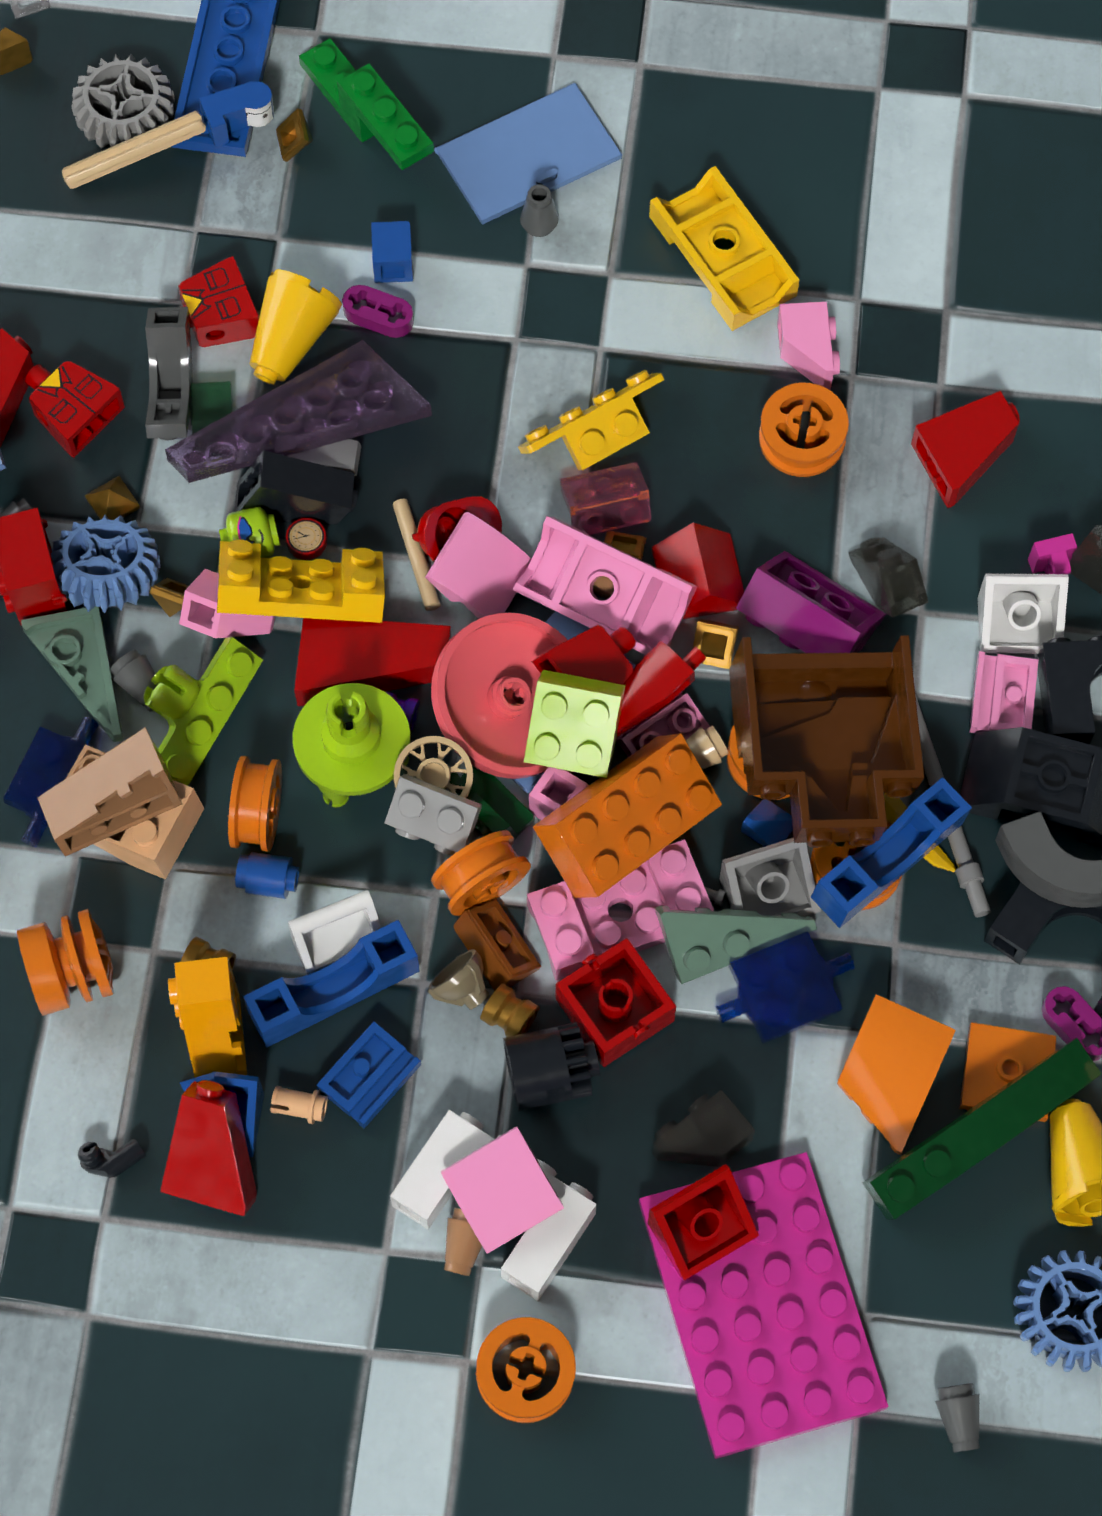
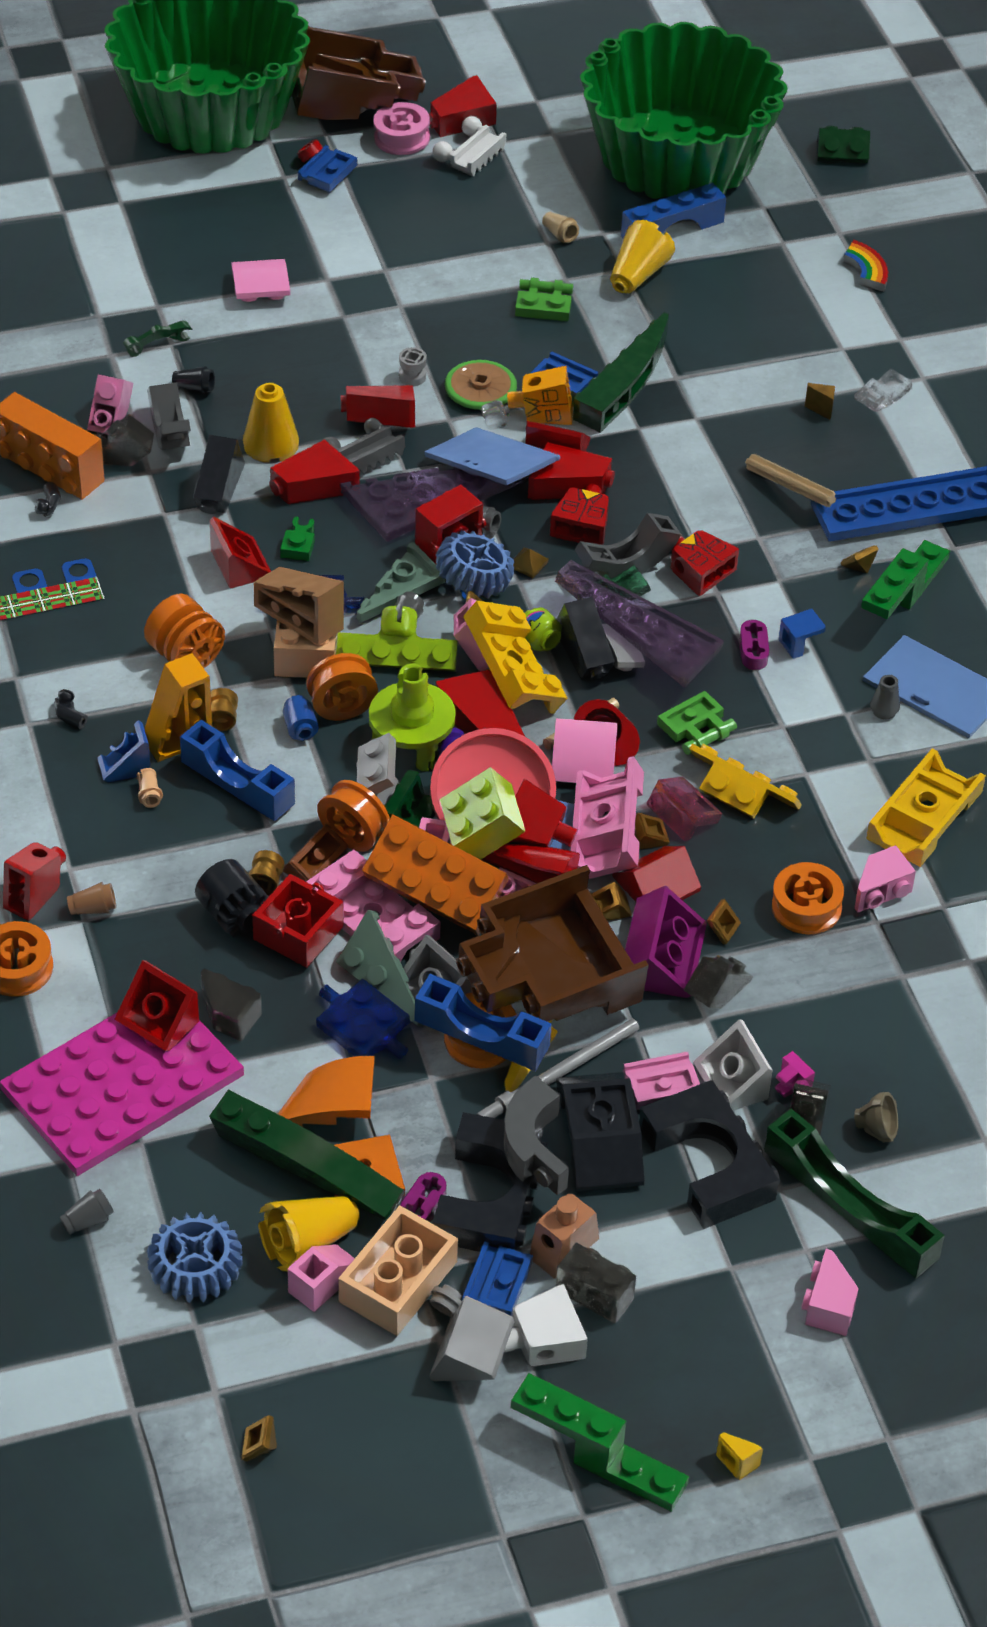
camera: 65 degrees right, 20 degrees down
(114, 87) = (826, 461): light grey gear -> none
(210, 1151) = (90, 743): red slope -> none
(236, 109) = (850, 513): blue leg -> none
(289, 324) = (706, 596): yellow cone -> none
(306, 539) = (558, 663): tile -> none
(333, 930) = (260, 756): white tile -> none
(368, 1074) = (186, 815): blue plate -> none
(406, 1302) = (31, 879): none -> red torso
(434, 769) = (408, 760): tan wheel -> none
(461, 981) = (275, 837): dark tan piece -> none
(467, 429) = (693, 715): none -> bright green plate
(502, 1189) = (128, 890): bright pink slope -> none
(541, 1248) = (131, 939): white arch -> none
(797, 534) = (723, 921): none -> pearl gold slope
(965, 443) = (856, 997): red slope -> none

